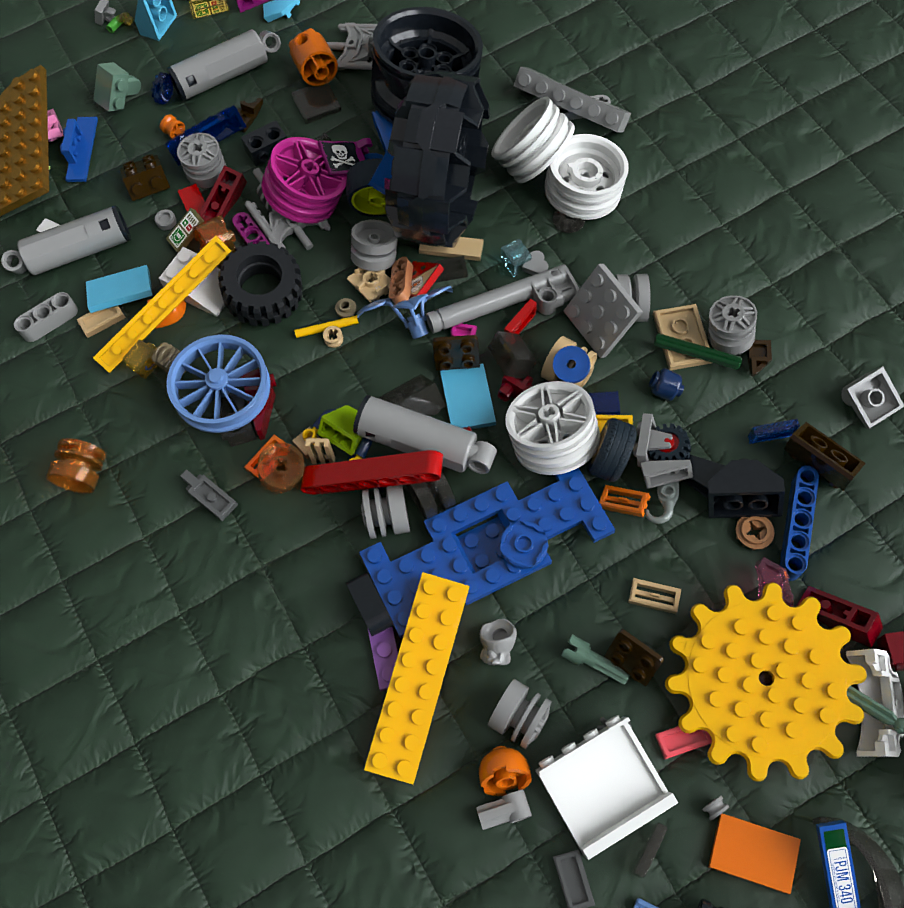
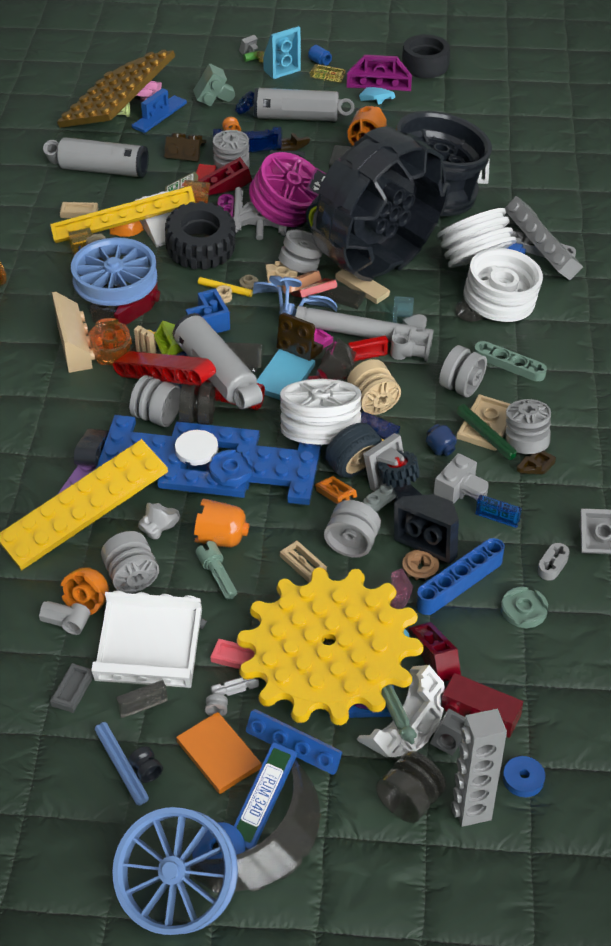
camera: 30 degrees right, 20 degrees down
(45, 317) = (44, 190): light grey beam -> none
(118, 288) = (103, 197): medium azure tile -> none
(165, 219) = (175, 175): light grey tile -> none
(209, 495) = (50, 337): dark grey hinge -> none
(232, 479) = (73, 334): none -> tan slope
(349, 372) = (213, 310): none -> blue brick
(474, 542) = (196, 447): none -> white tile
(562, 612) = (220, 523): none -> orange cylinder
(568, 354) = (374, 371): blue piece -> none
(602, 311) = (430, 365): light grey plate -> none
(634, 657) = (244, 576): dark brown bracket -> none
(649, 259) = (531, 370): none -> sand green beam
(665, 472) = (366, 484): light grey slope -> none
(681, 538) = (352, 528): none -> light grey wheel
(707, 779) = (234, 686): none -> light grey axle
(718, 420) = (460, 480): none -> light grey brick
(817, 799) = (307, 747): none -> blue bracket
(824, 455) = (520, 541): dark brown slope -> none
(859, 448) = (557, 563): none -> light grey beam
(867, 517) = (524, 607): none -> sand green tile

